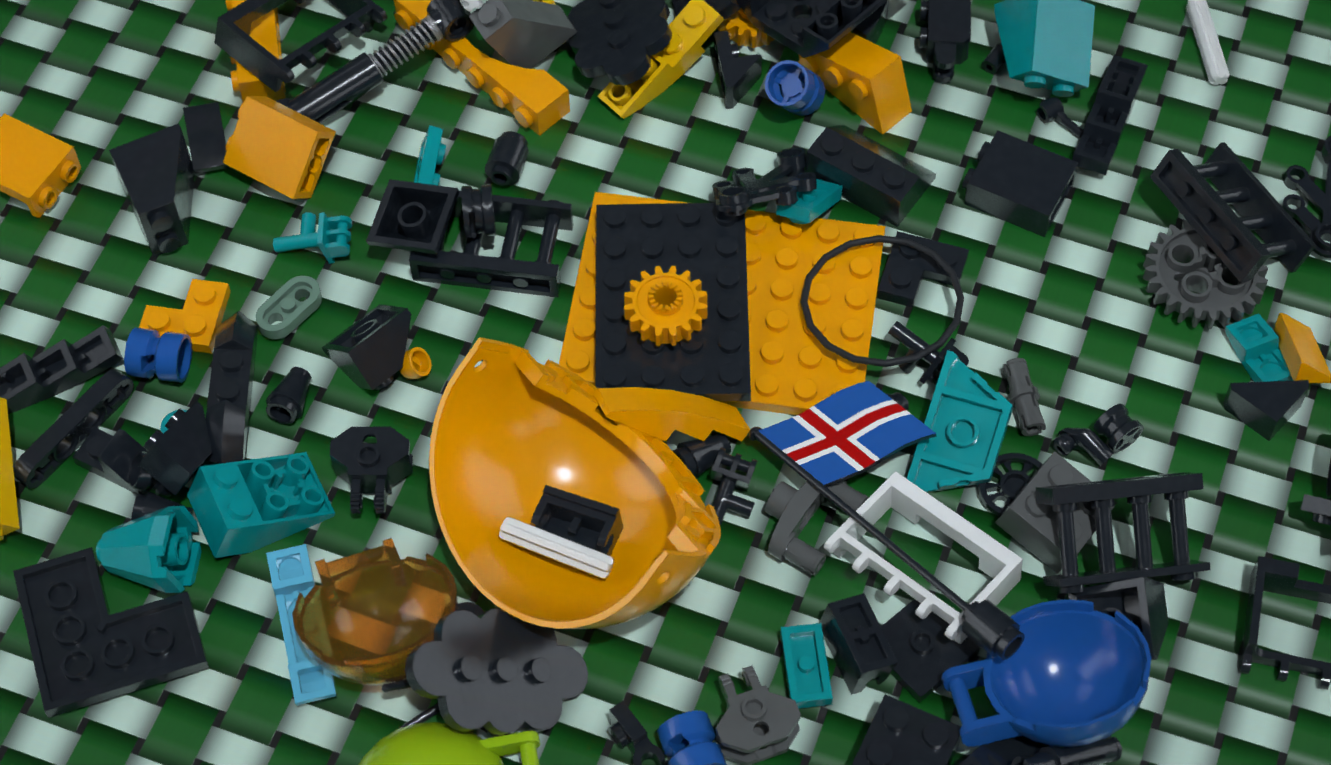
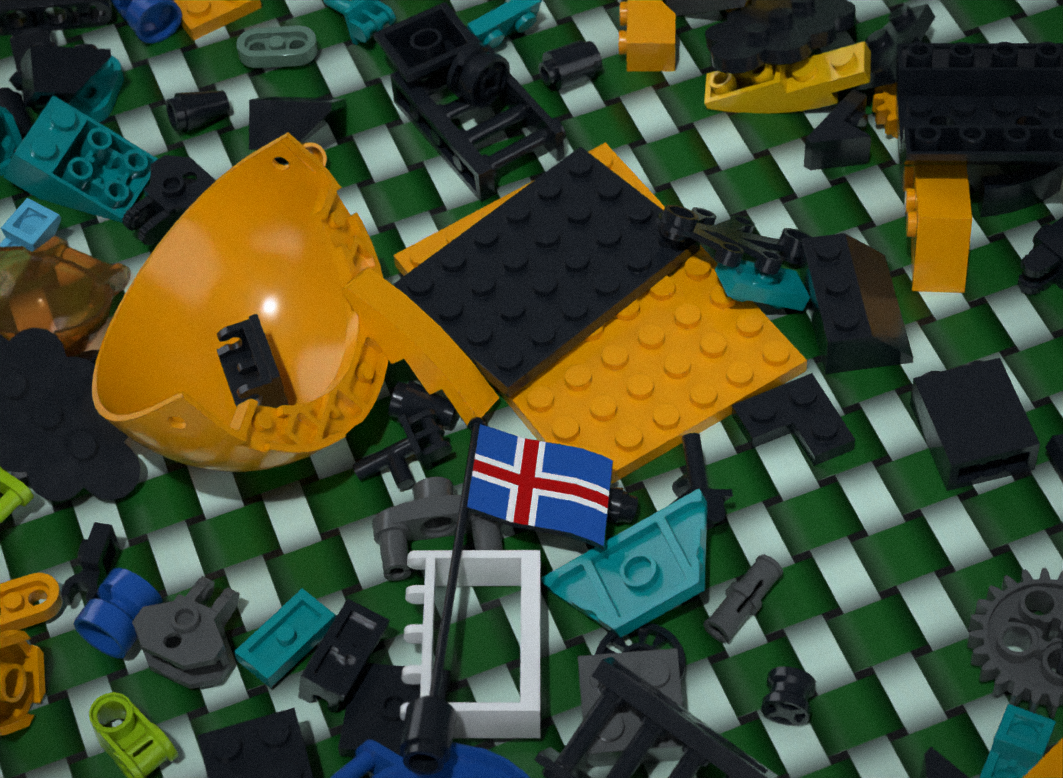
camera: 50 degrees right, 5 degrees down
(231, 388) = (157, 68): black brick -> none
(556, 547) = (213, 368): white axle -> none
(683, 304) = (515, 258): light orange gear -> none
(794, 87) = (864, 184): blue wheel -> none
(873, 361) = (699, 481): black piece -> none
(1082, 439) = (746, 680): black arm -> none

